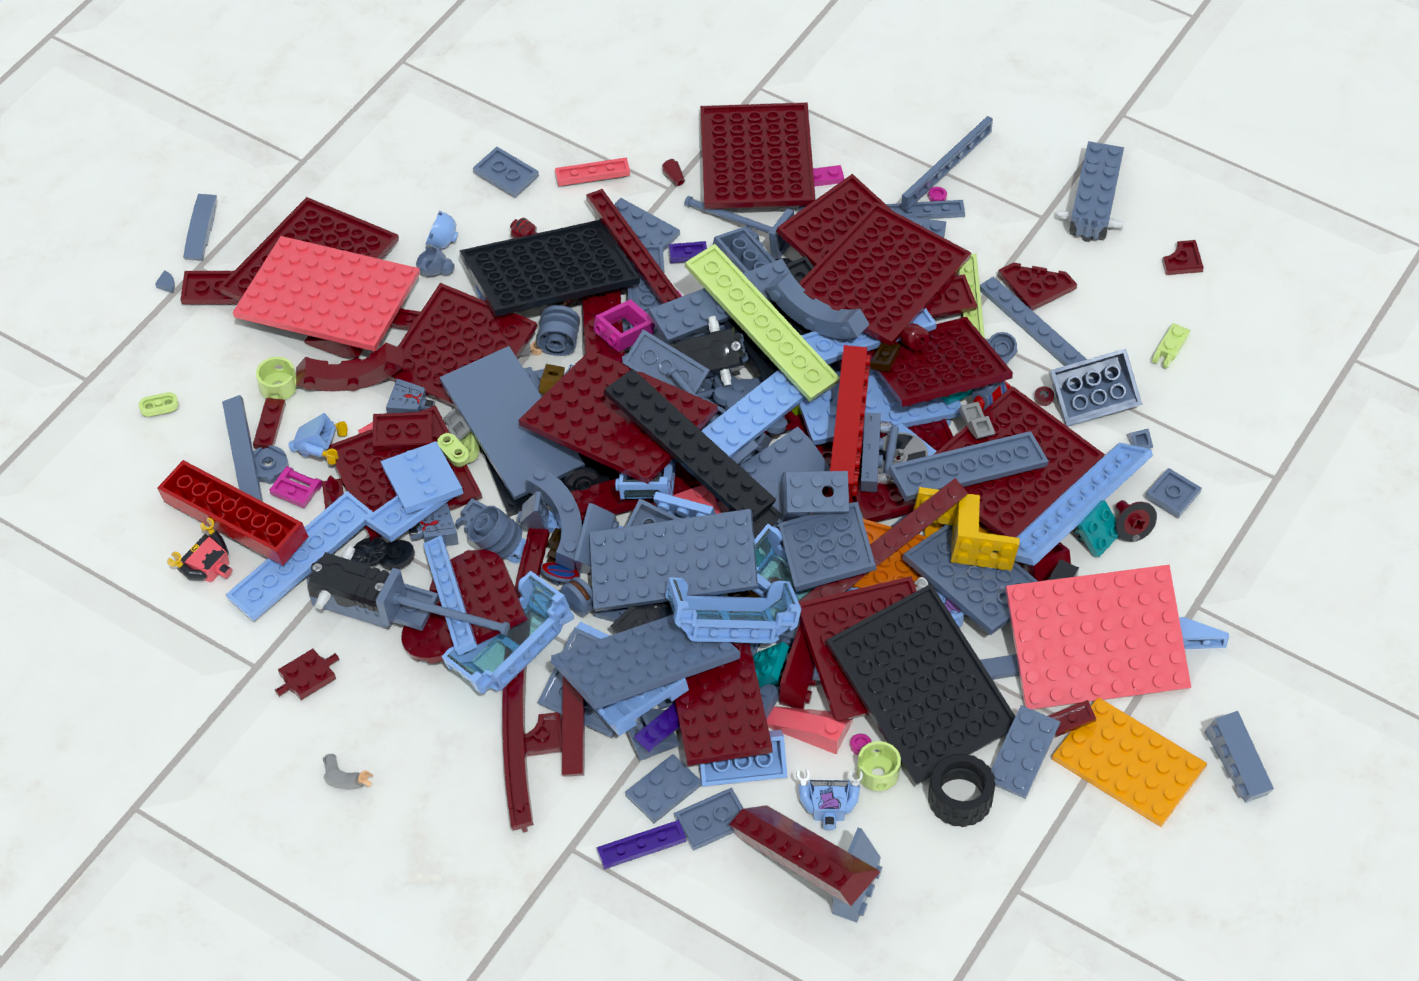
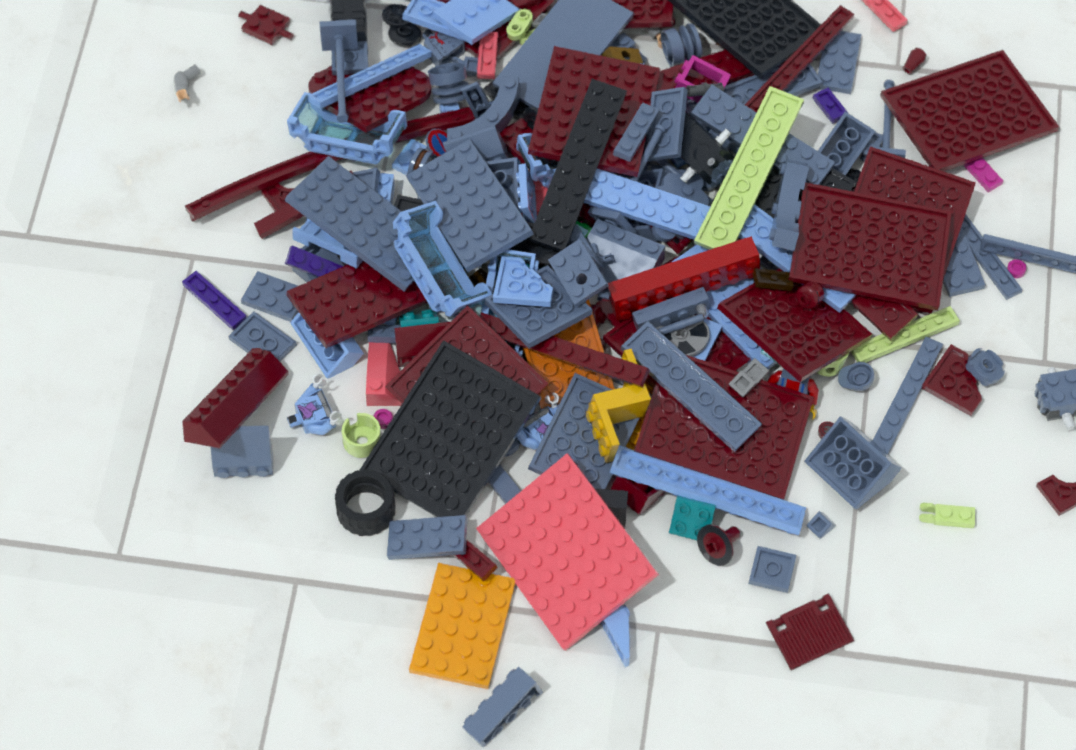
camera: 65 degrees right, 5 degrees up
(478, 492) = (487, 56): none -> coral tile
(643, 320) = (700, 90): none -> dark grey pin
(671, 388) = (636, 132): none -> sand blue plate
(798, 549) = (520, 285): none -> light blue plate
(1034, 255) = (985, 375): none -> sand blue plate
(1249, 489) = (810, 632): none -> dark red window

